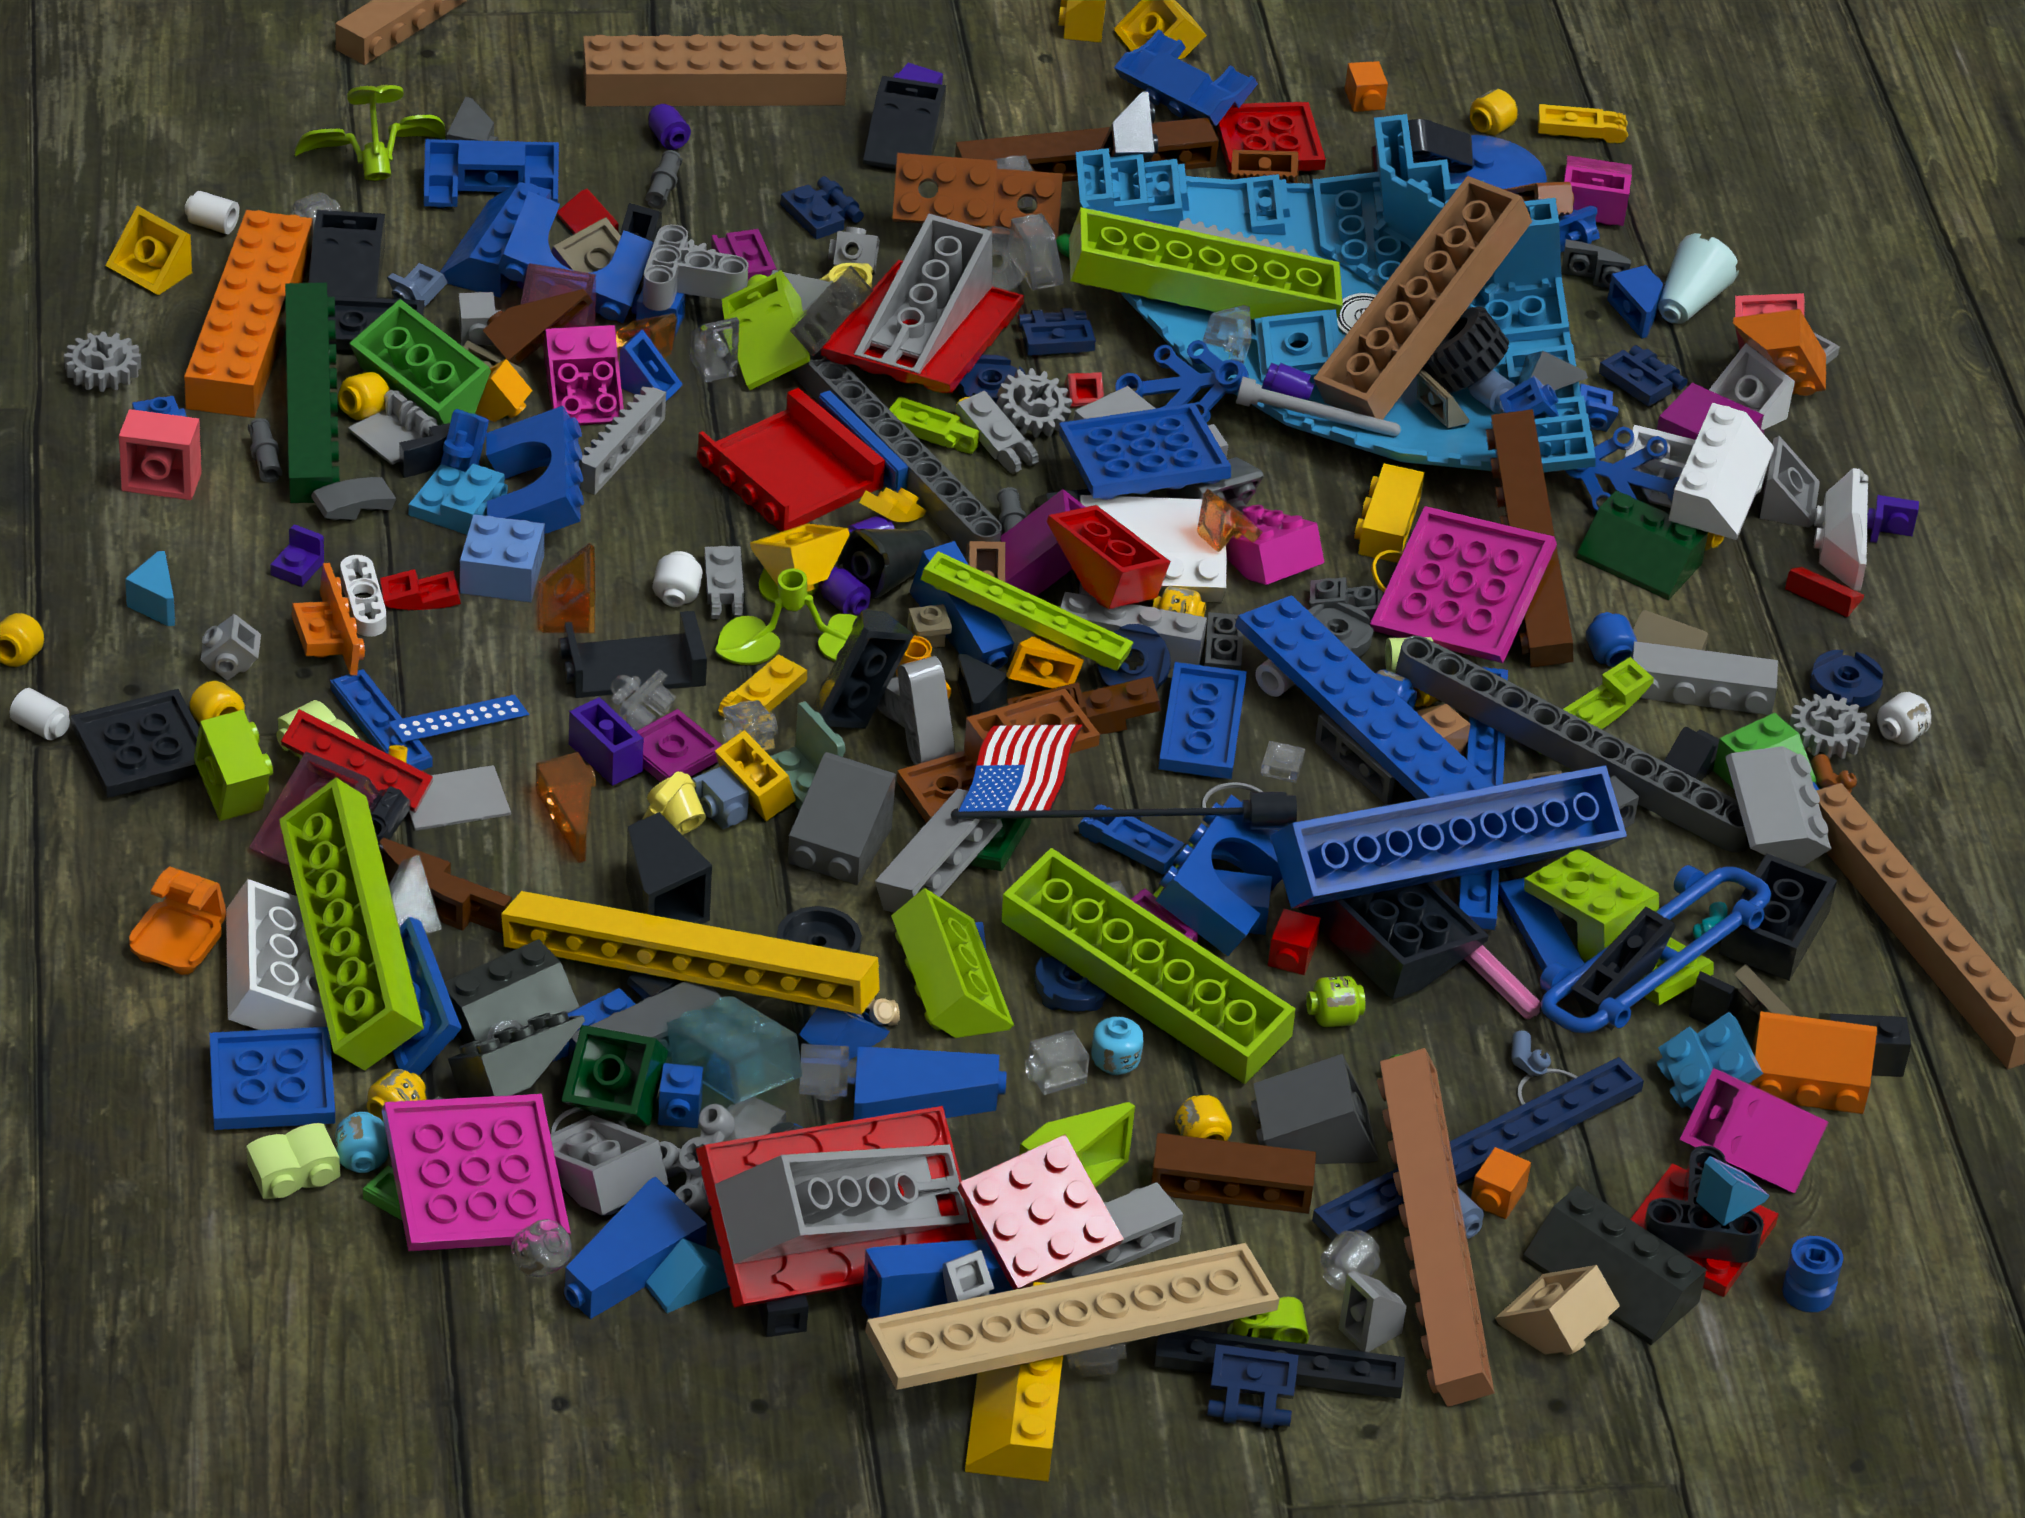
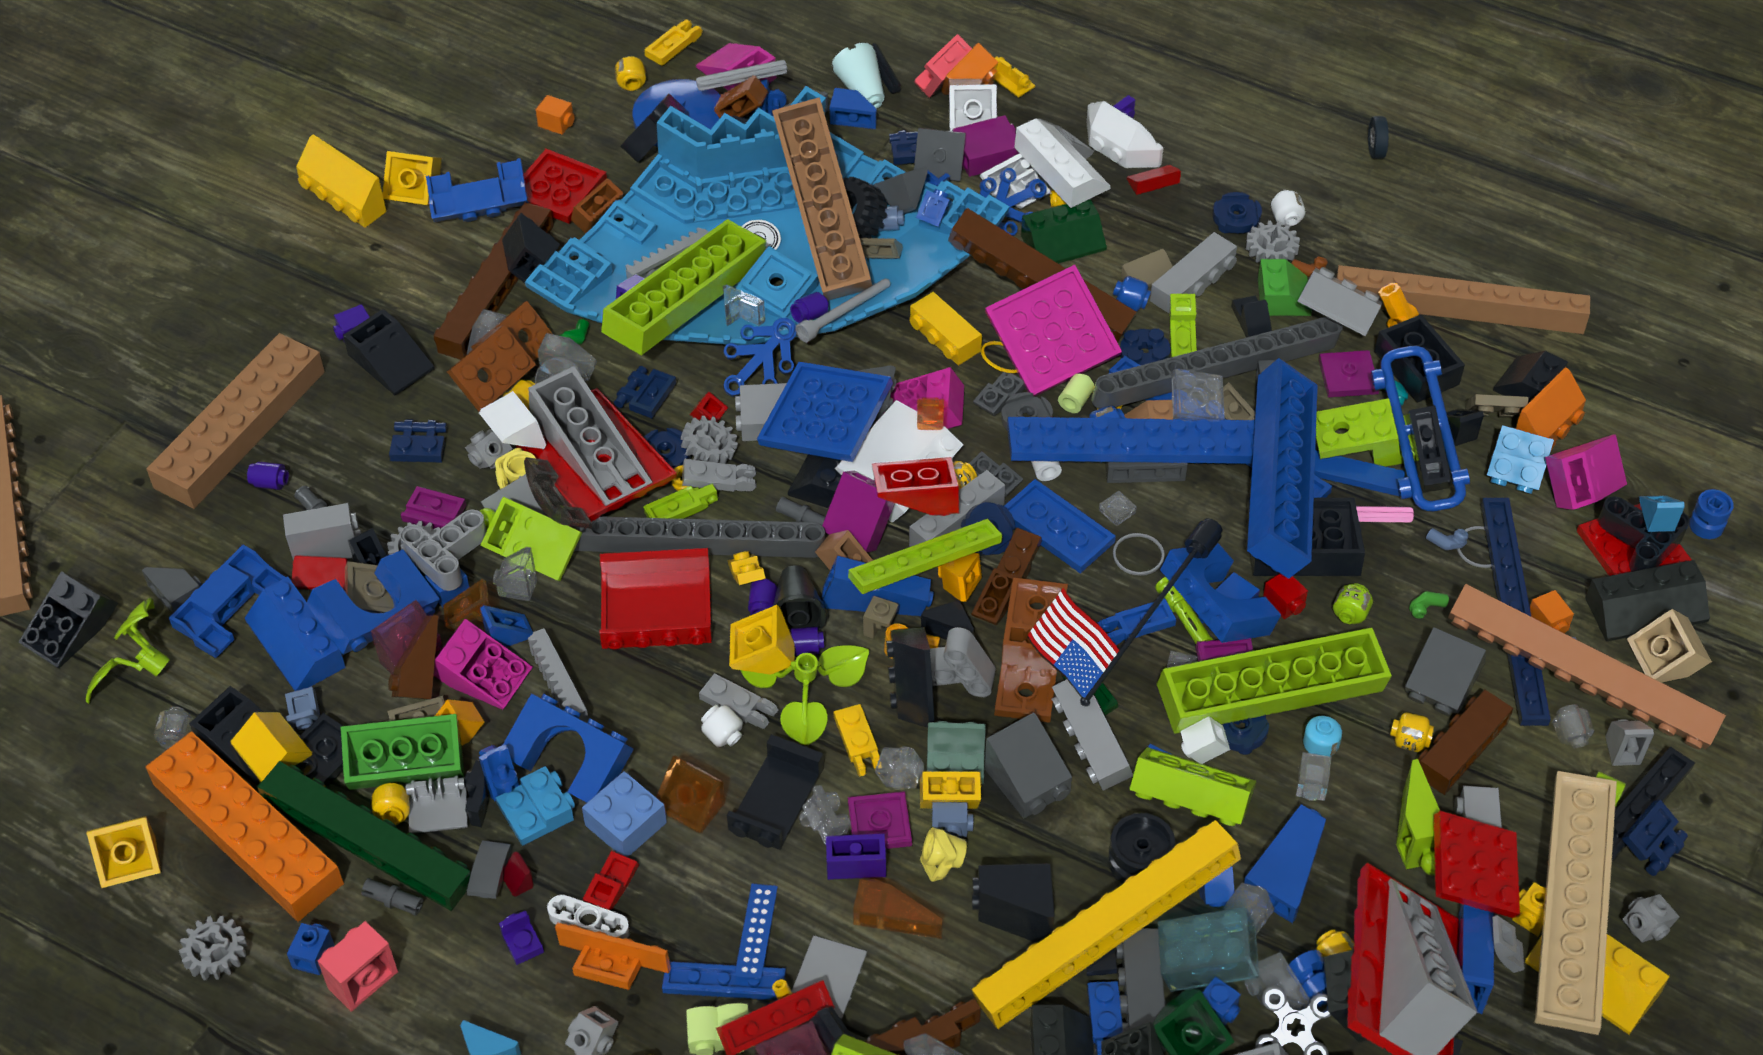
camera: 50 degrees left, 10 degrees up
(212, 212) = (111, 789): white brick -> none
(352, 274) = (266, 741): none -> yellow slope
(369, 523) = (517, 875): none -> dark red slope
(391, 66) = (67, 619): none -> black slope
(473, 315) = (367, 692): light grey brick -> none
(623, 178) = (321, 531): none -> light grey brick
(889, 240) = (513, 422): none -> white slope
(895, 469) = (715, 547): blue tile -> none
(1015, 948) = (1204, 740): none -> white brick
(1129, 1417) = (1650, 918): none -> light grey brick
(1492, 738) = (1197, 396): none -> clear plate
(1556, 172) = (738, 75): none -> light grey axle
(1559, 684) = (1148, 339): none -> dark blue plate
(1643, 388) = (940, 152): none -> dark grey plate
(1702, 857) = (1347, 373): none -> magenta plate
(1726, 311) = (886, 71): none -> black axle
(1837, 862) = (1396, 304): none -> light orange piece
(1845, 403) = (1012, 79): none -> yellow hinge

